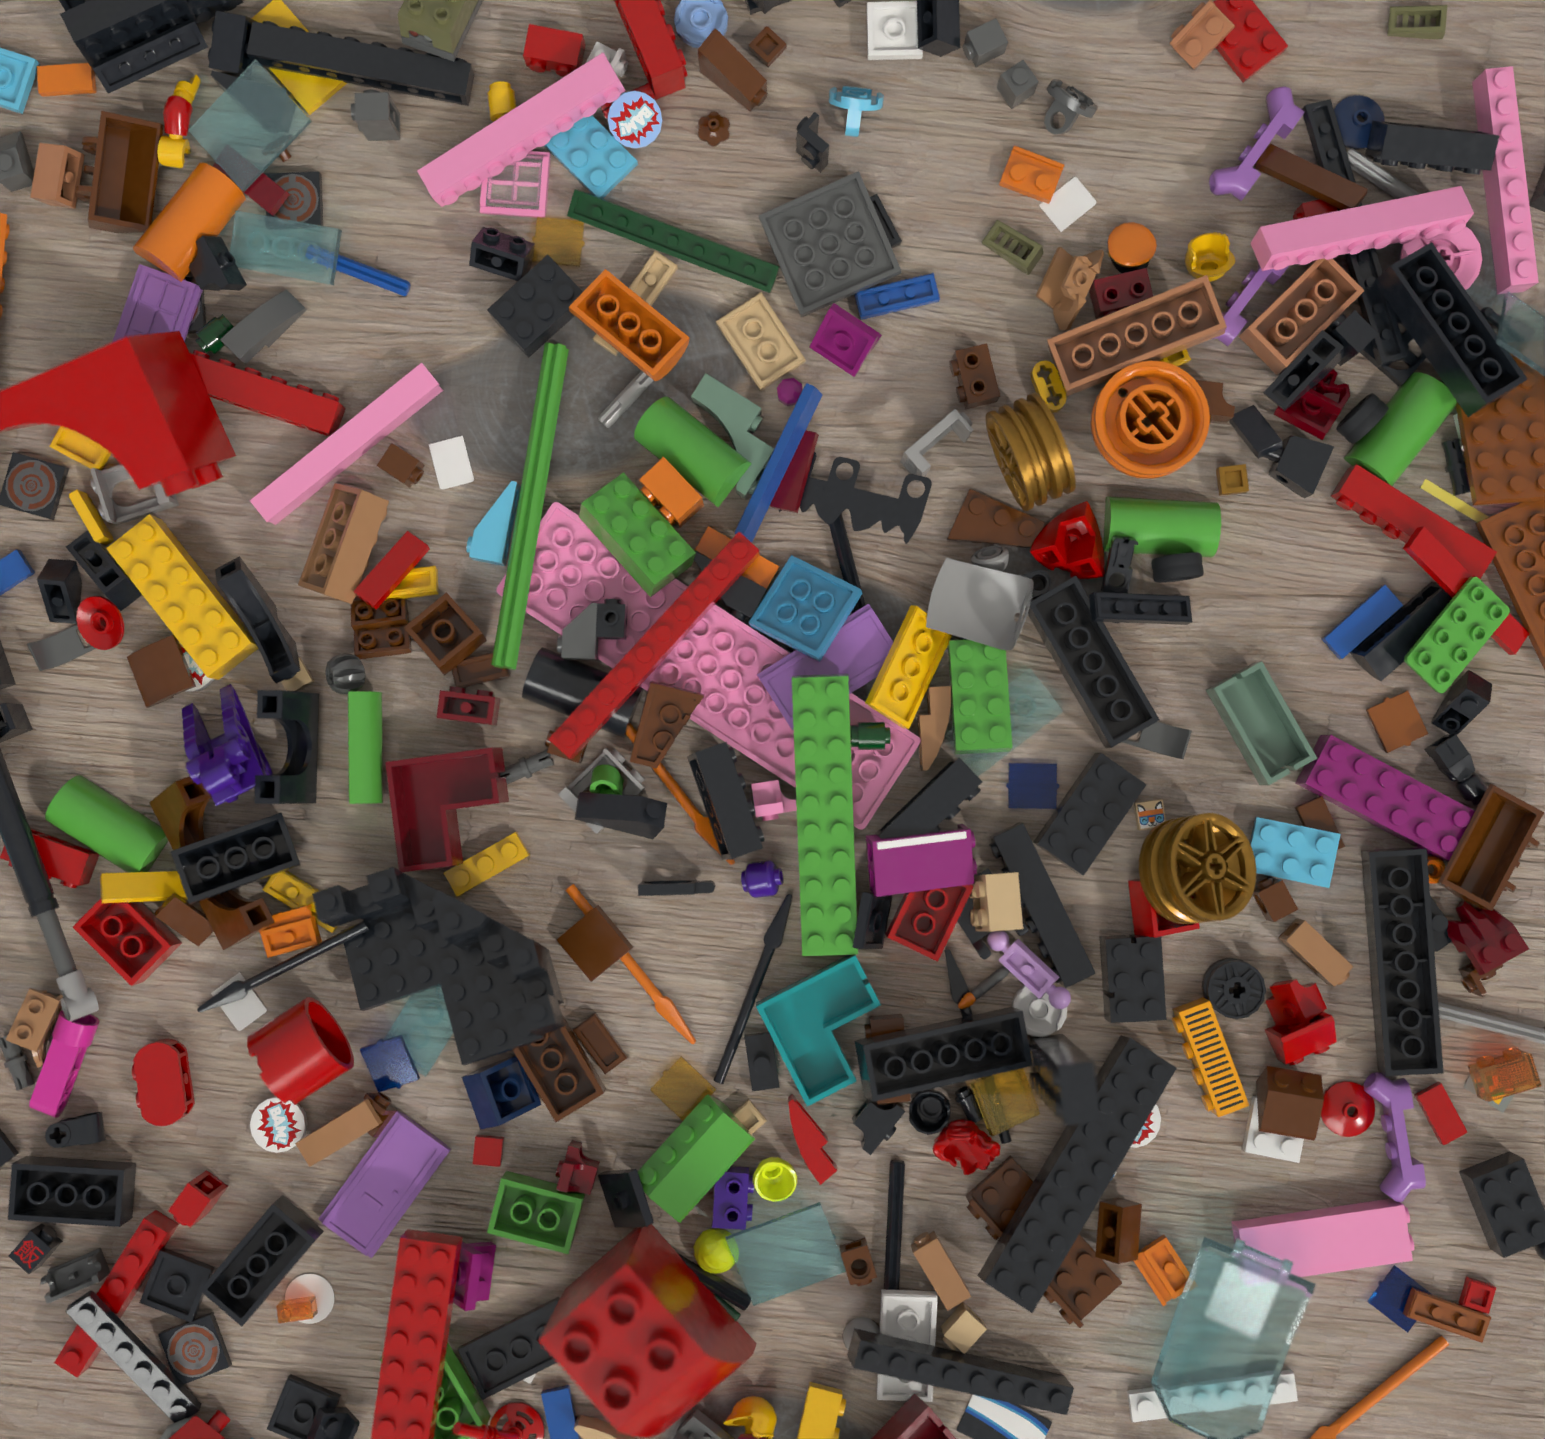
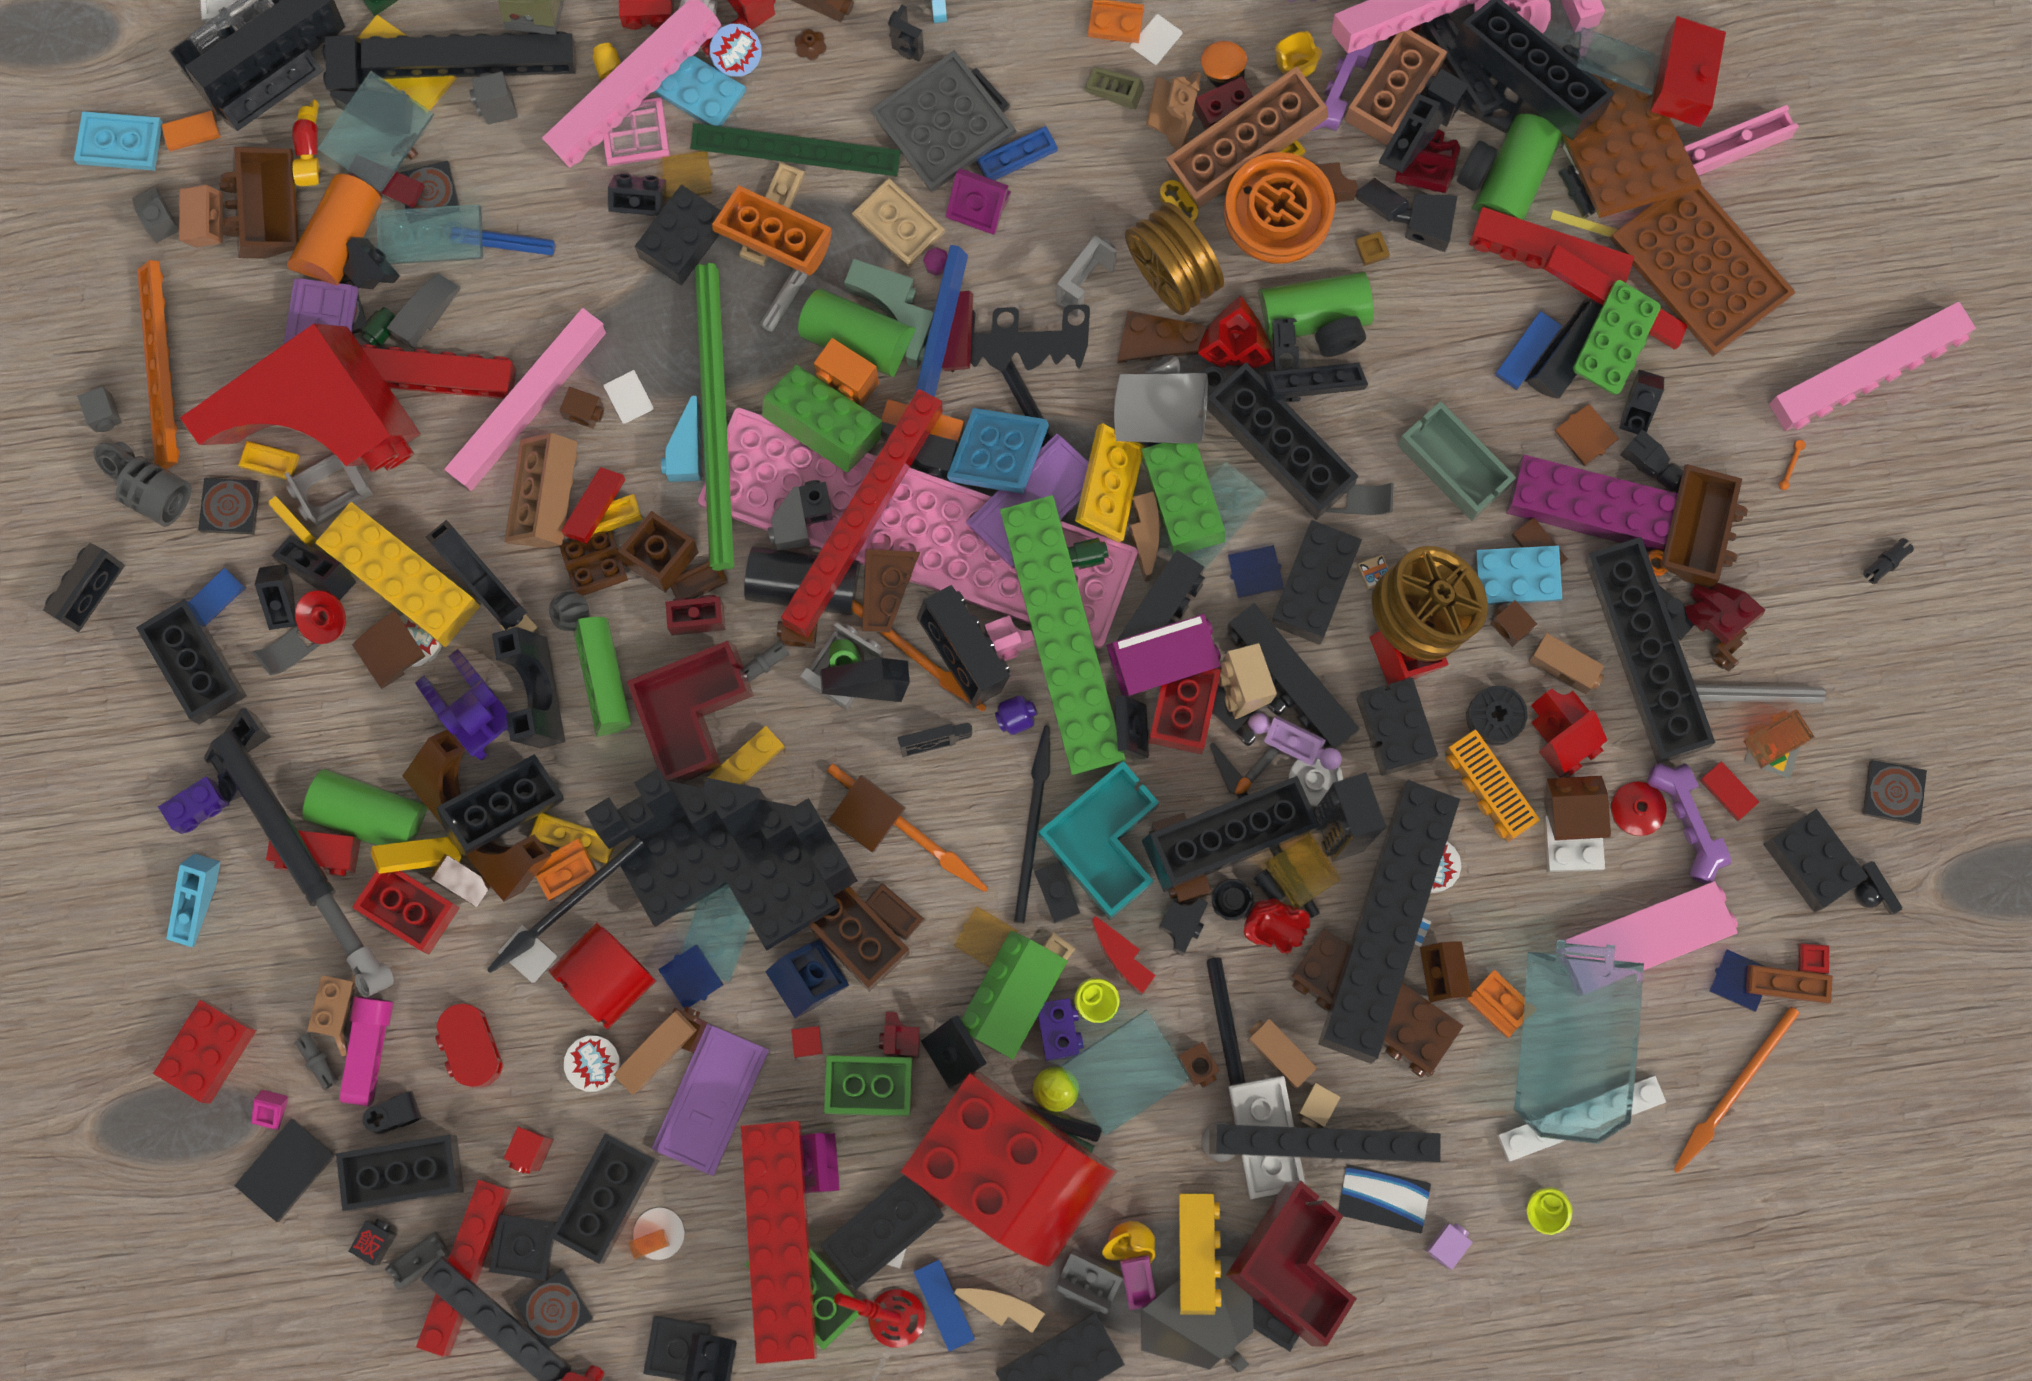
camera: 10 degrees left, 10 degrees down
(975, 376) = (1107, 208): reddish brown brick -> none

